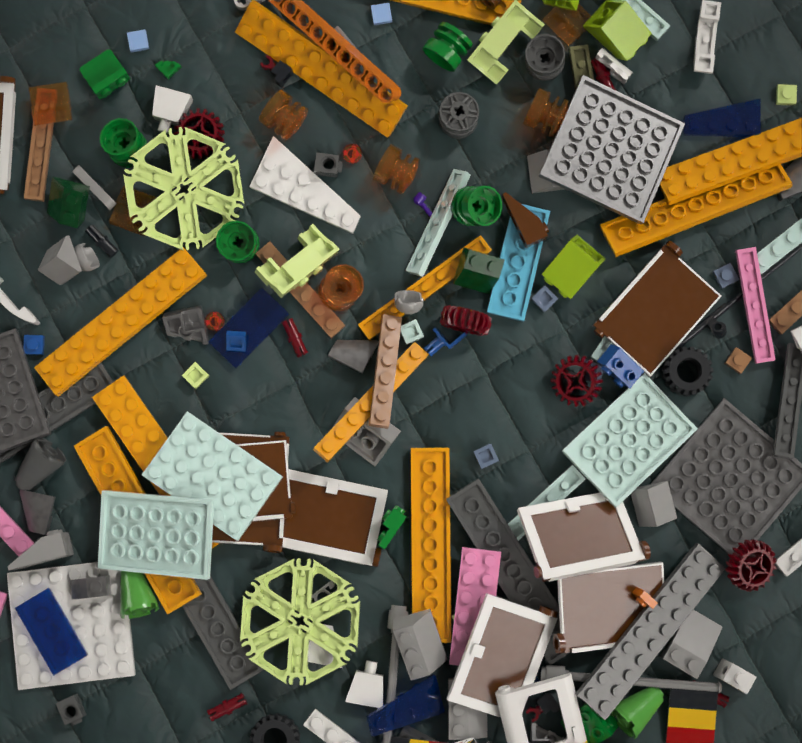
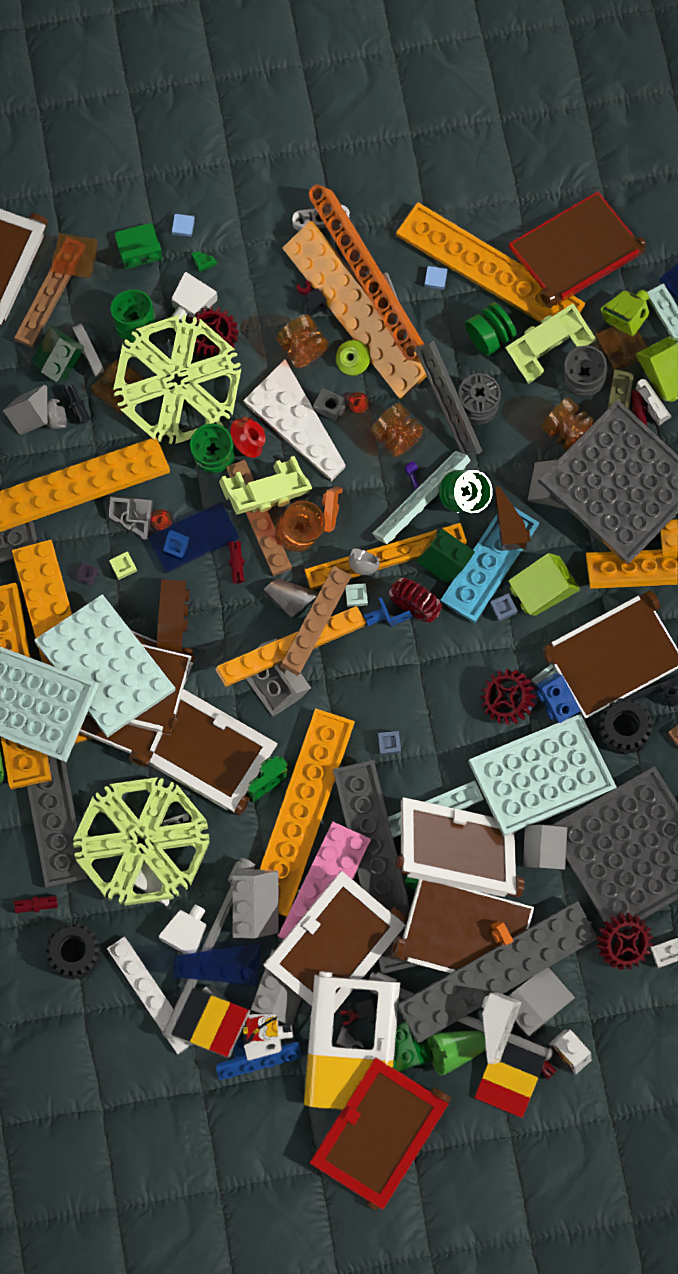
camera: 15 degrees right, 10 degrees down
(165, 388) = (87, 568): none -> clear purple plate
(254, 407) = (171, 615): none -> reddish brown wedge
(265, 220) = (248, 437): none -> red piece
(340, 110) = (360, 361): none -> lime piece
(362, 259) = (331, 509): none -> orange wing
(433, 126) = (448, 399): none -> dark grey plate
(668, 679) = (498, 1021): none -> white slope

